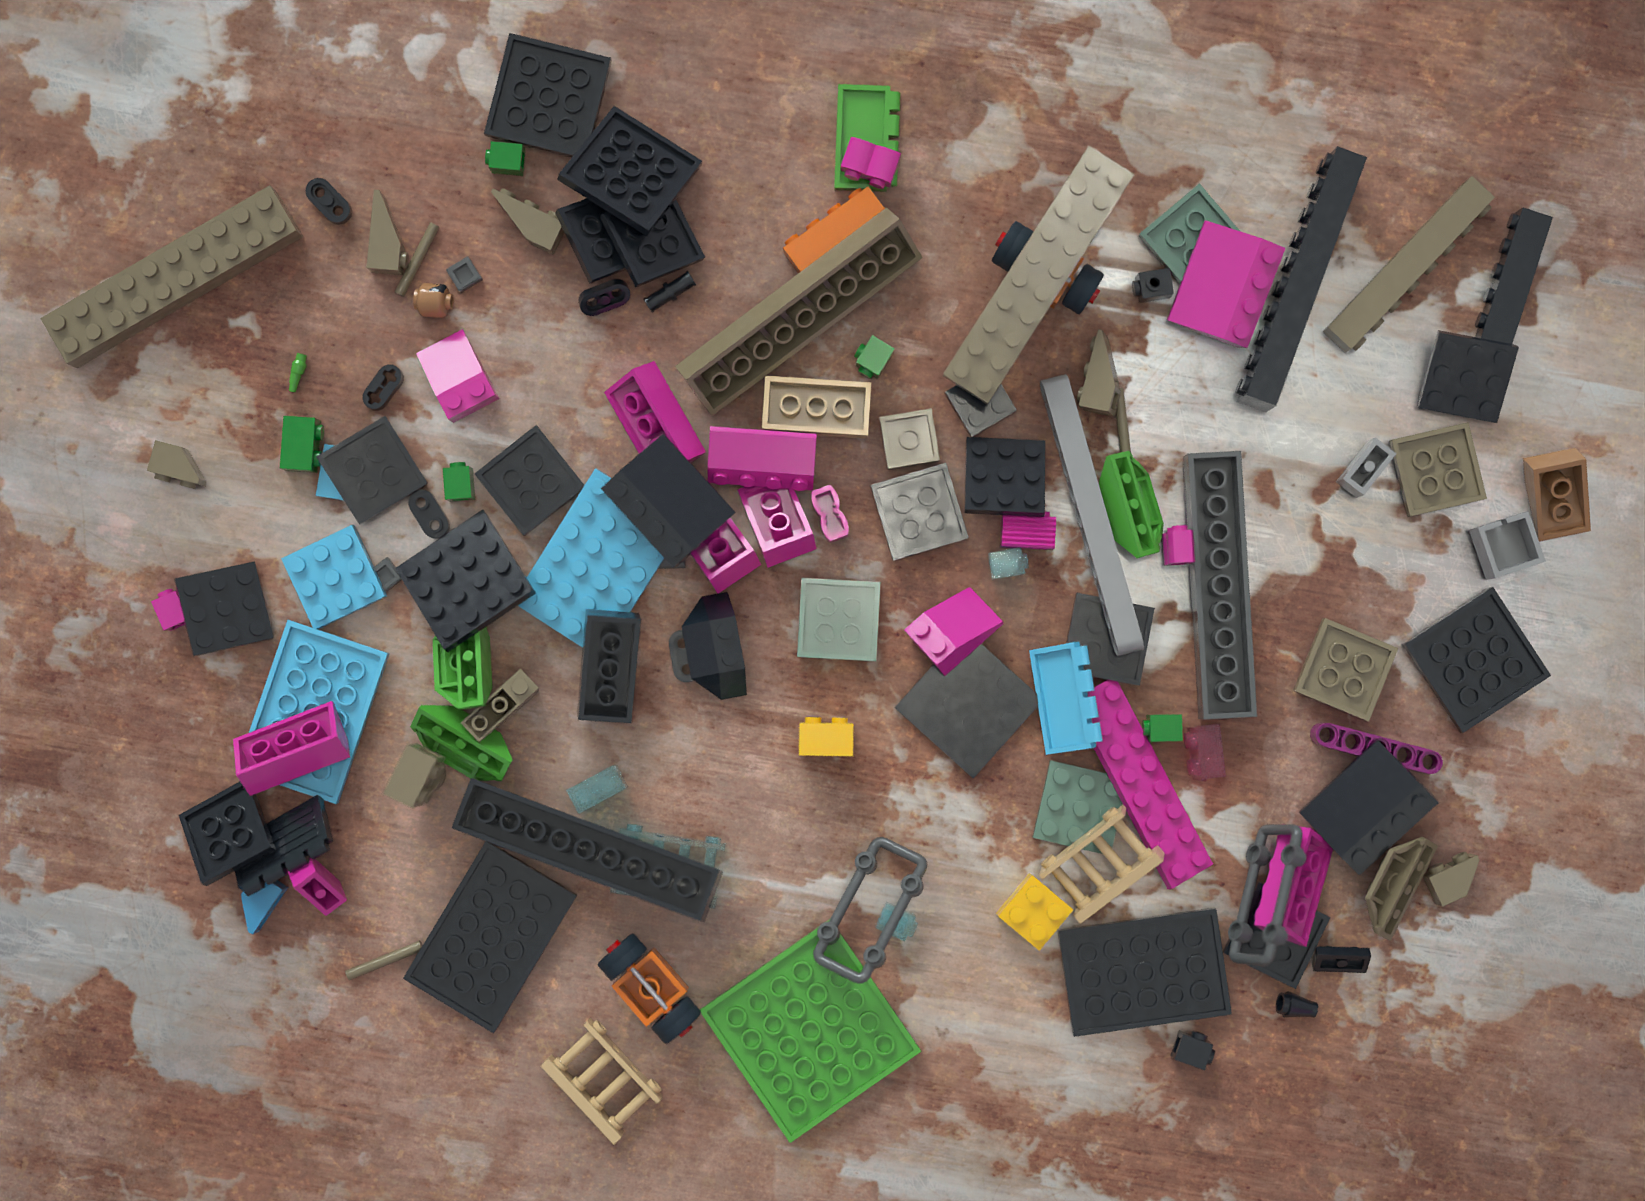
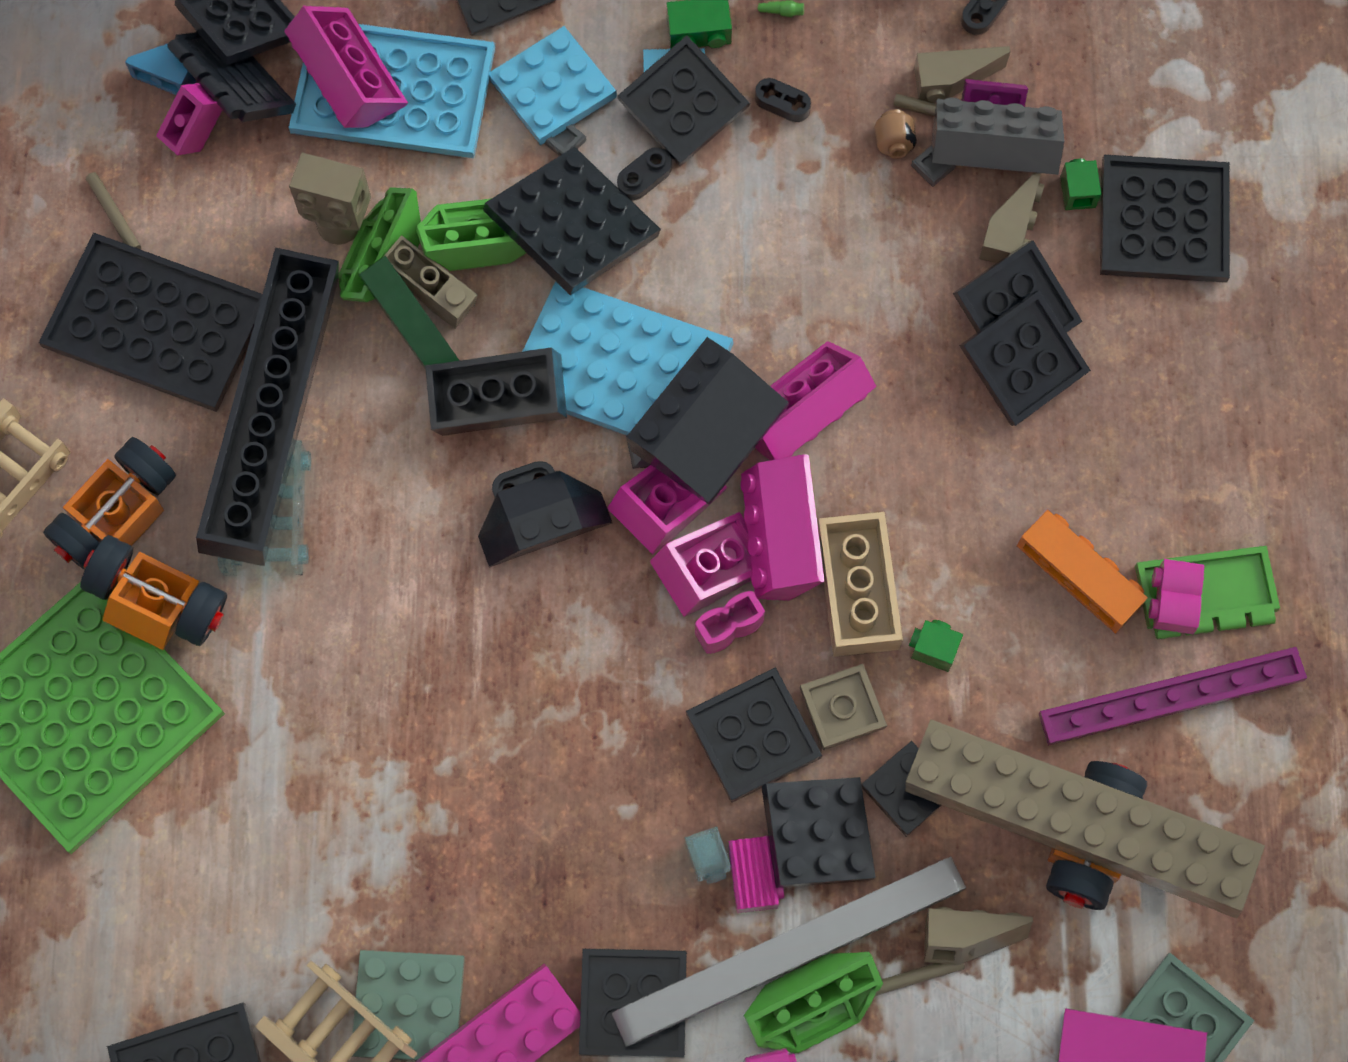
camera: 80 degrees right, 15 degrees down
(416, 212) = (994, 92): none -> magenta plate
(455, 217) = (997, 136): none -> dark grey brick
(457, 376) = (810, 176): slope -> none
(458, 482) = (687, 196): green brick -> none
(529, 727) = (406, 313): none -> dark green tile
(530, 480) = (705, 274): black plate -> none
(597, 788) = (347, 409): clear light blue brick -> none
(604, 297) = (940, 321): black plate -> none
(630, 170) = (1098, 317): black plate -> none
(669, 291) = (964, 392): black pin -> none
(733, 963) = (151, 596): none -> brick
(799, 311) = (974, 541): dark tan brick -> none
(825, 738) = (447, 663): yellow brick -> none
(838, 619) = (600, 659): sand green plate -> none
(874, 955) = (204, 709): dark grey bar -> none
(905, 927) = (229, 793): clear light blue brick -> none
(945, 185) = (1172, 696): none -> magenta plate
(953, 629) = (610, 798): dark pink slope -> none
(970, 708) = (520, 840): black plate -> none
(1034, 911) = (264, 966): yellow brick -> none
(1064, 699) = (546, 954): medium azure hinge -> none
(1153, 285) = (1106, 982): black brick -> none

